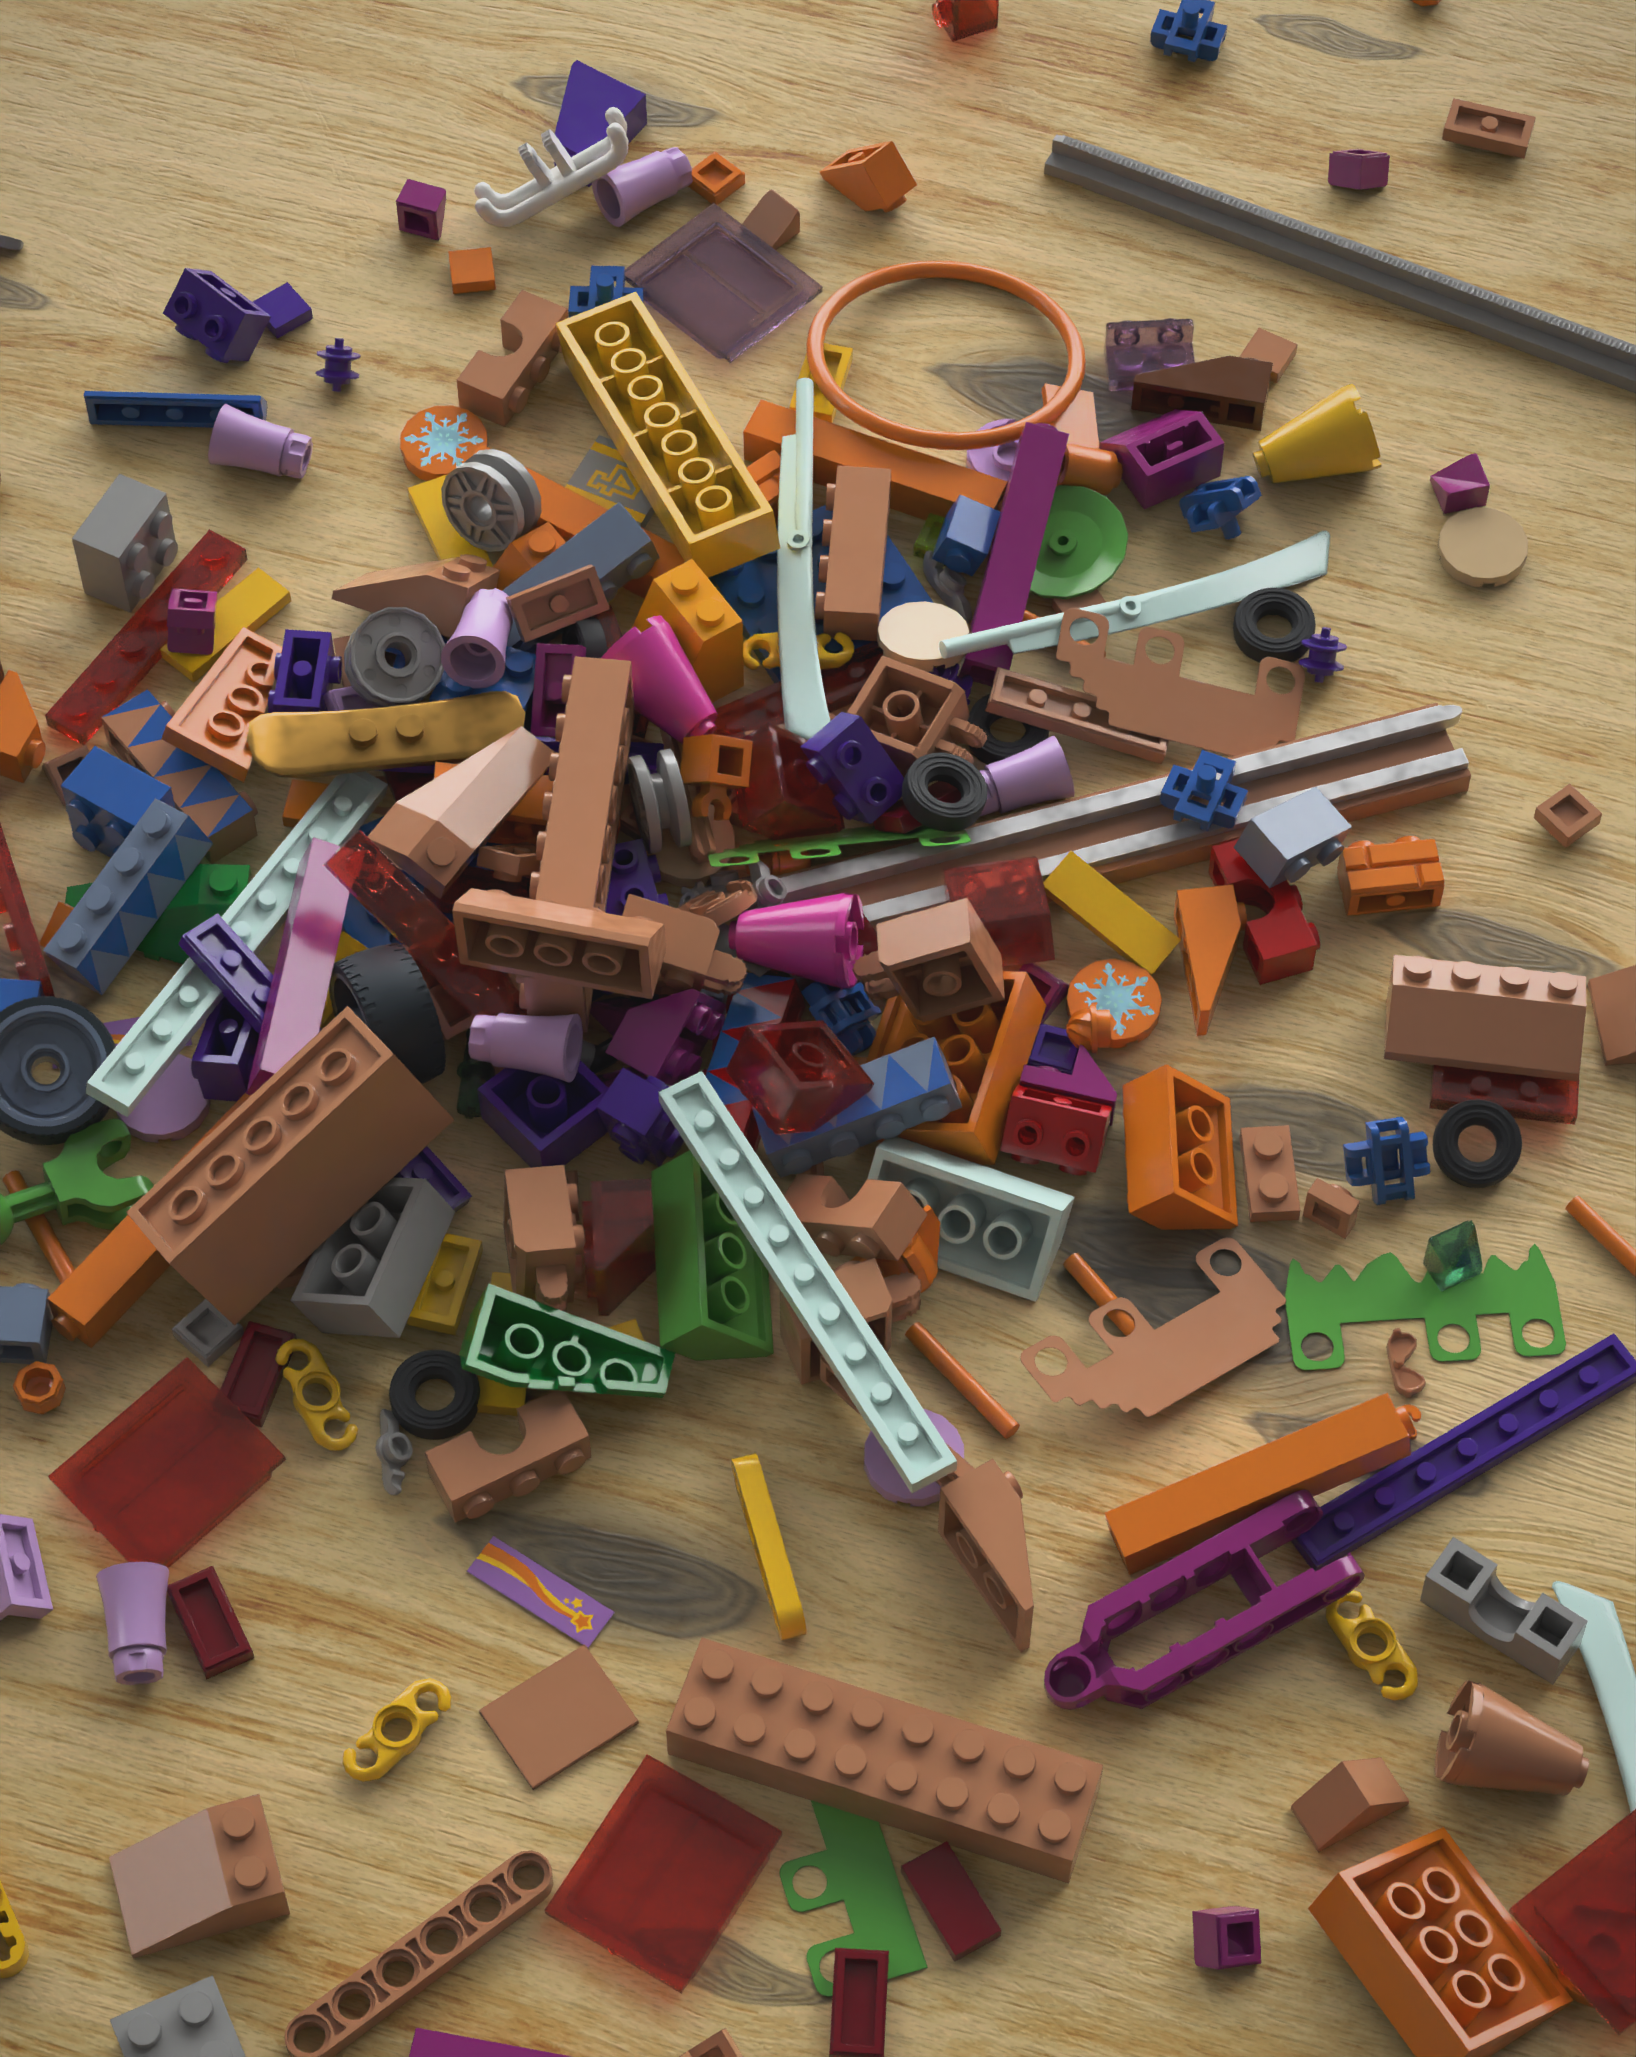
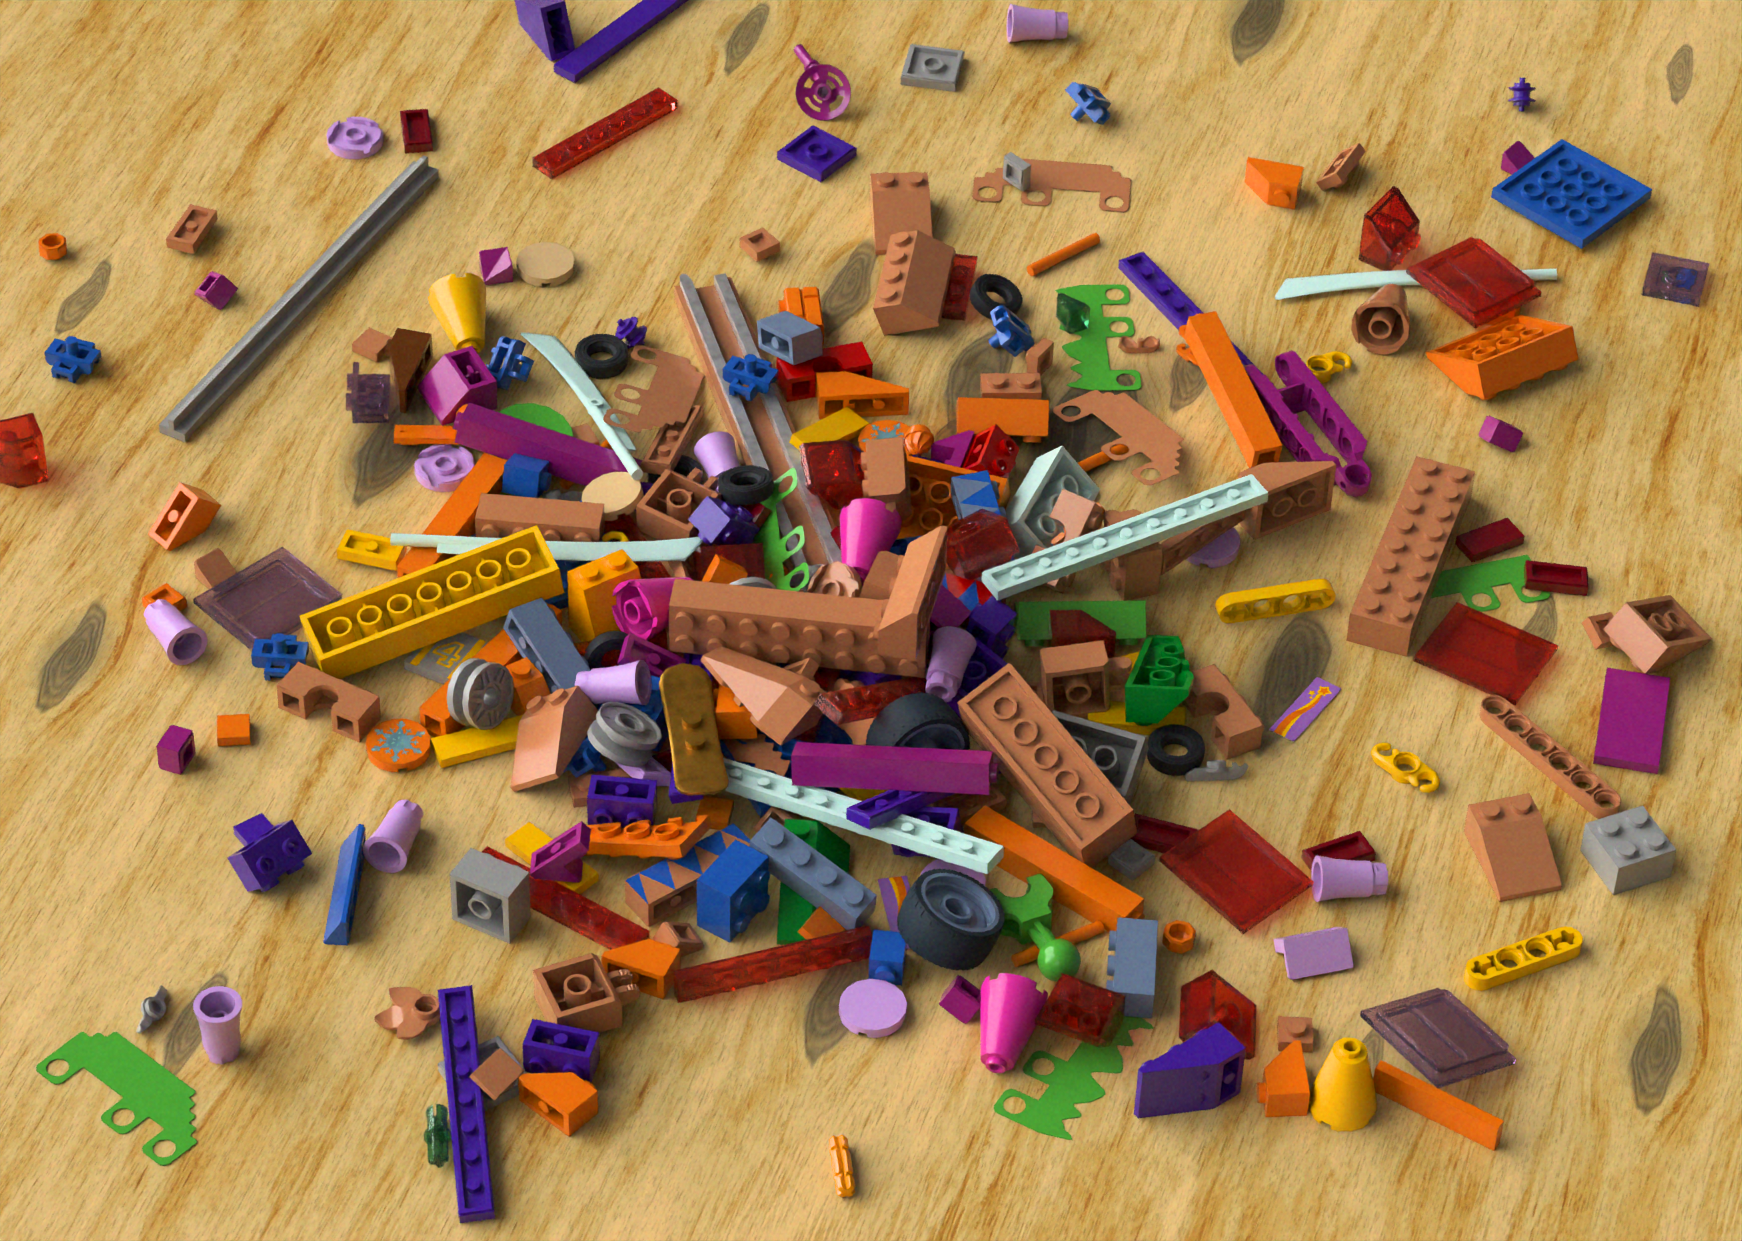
camera: 90 degrees left, 15 degrees down
(316, 1416) = (1189, 803): yellow piece -> none
(338, 364) = (322, 795): dark purple wheel -> none
(555, 183) = (171, 660): white piece -> none
(557, 603) = (586, 645): nougat plate -> none
(558, 1716) = (1388, 701): nougat piece -> none
(585, 104) = (104, 658): dark purple slope -> none
(953, 270) = (374, 536): orange piece -> none
(1348, 1801) = (1417, 384): nougat slope -> none
(1469, 1593) = (1294, 319): light grey arch -> none

